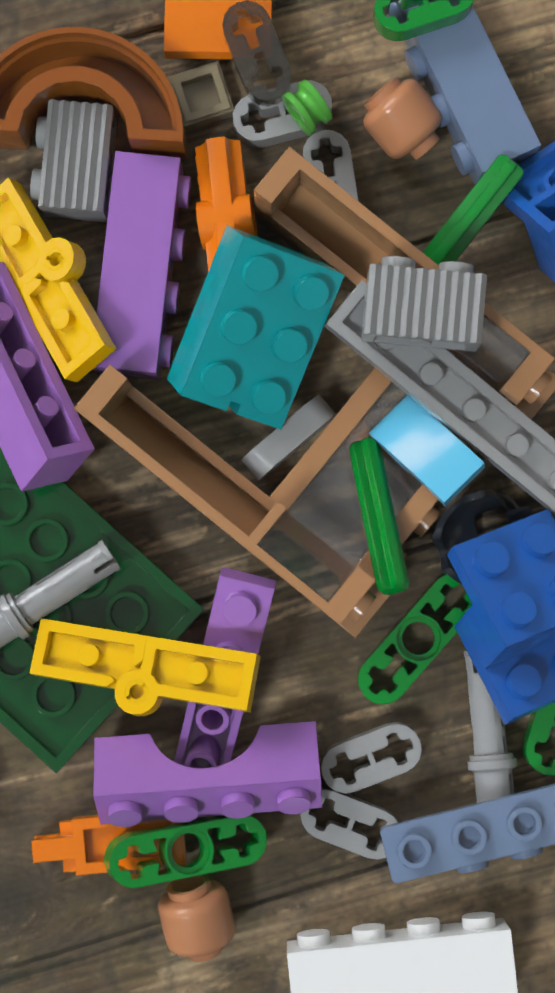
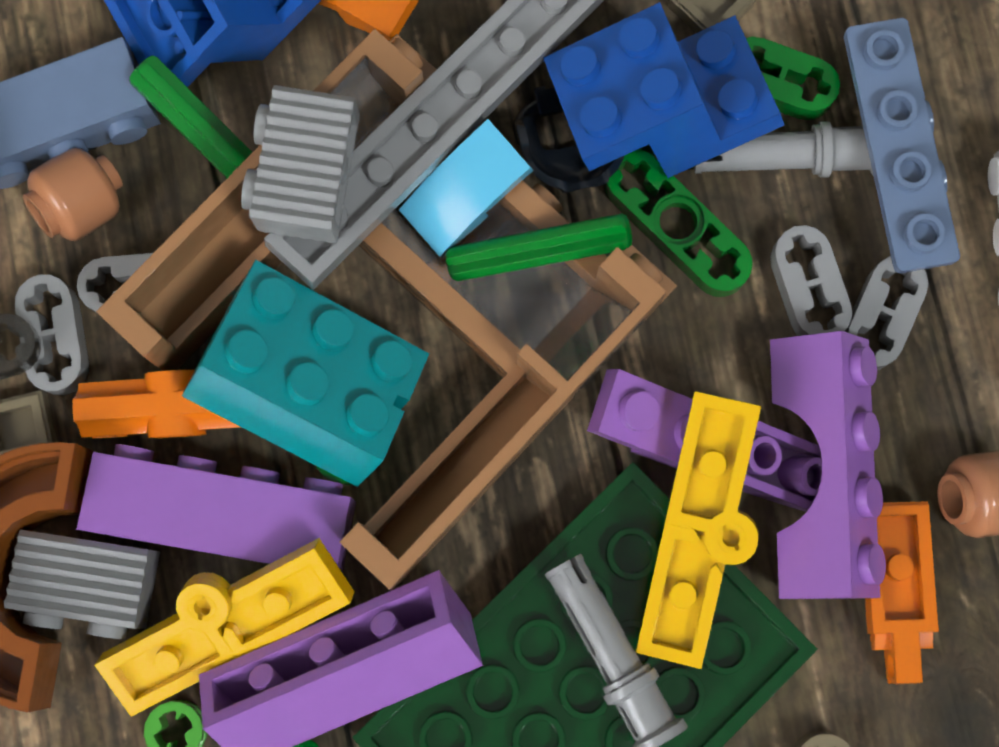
camera: 90 degrees left, 5 degrees down
(143, 842) = (924, 471): green beam -> none
(285, 442) = (445, 358): light grey beam -> none
(307, 107) = (48, 298): bright green bush -> none

